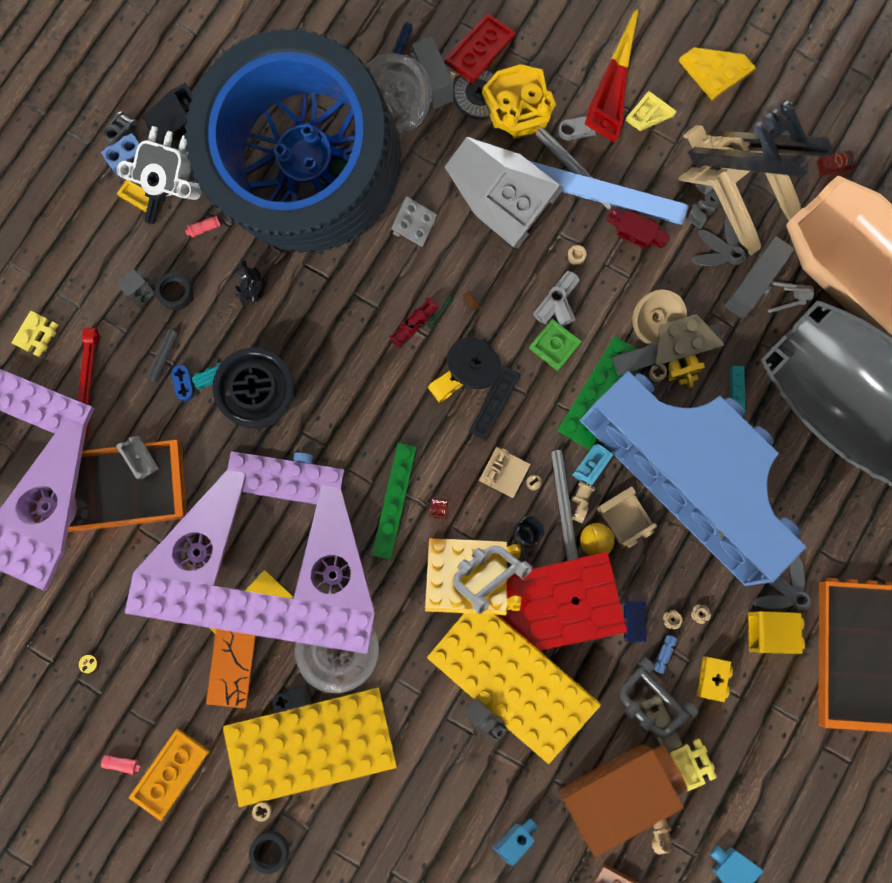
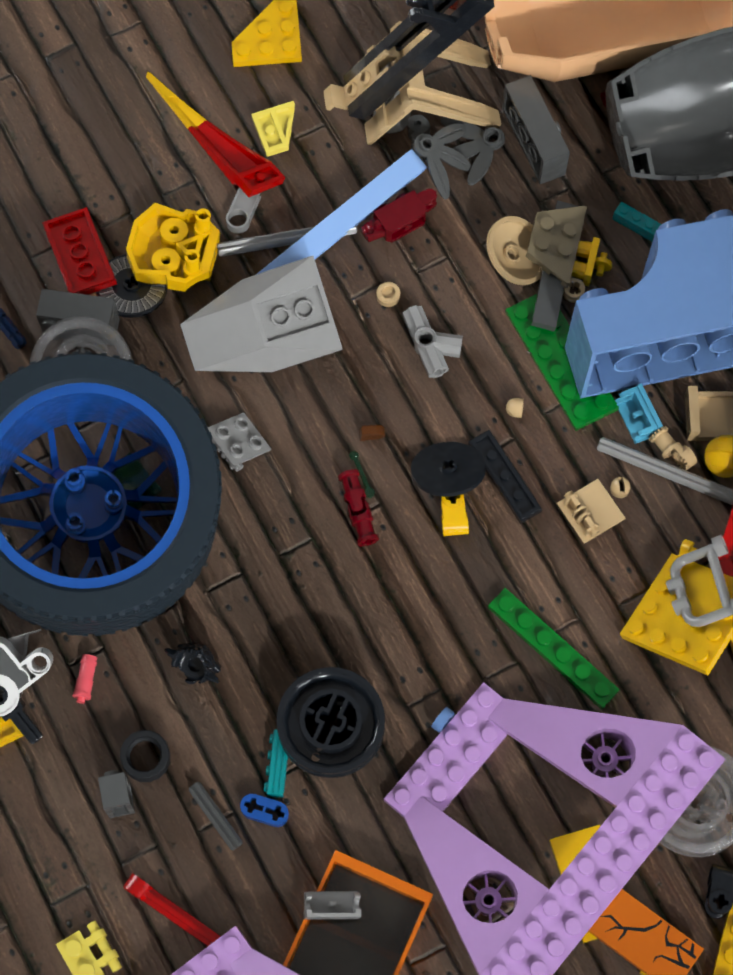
camera: 60 degrees left, 10 degrees down
(438, 508) = (592, 601): clear red leg -> none
(528, 531) = (675, 522): black hair -> none
(547, 382) = (515, 407): none -> tan hinge
(555, 345) = (477, 375): bright green tile -> none
(701, 233) = (438, 152): none -> dark grey plant
(801, 293) = (574, 101): light grey plant -> none

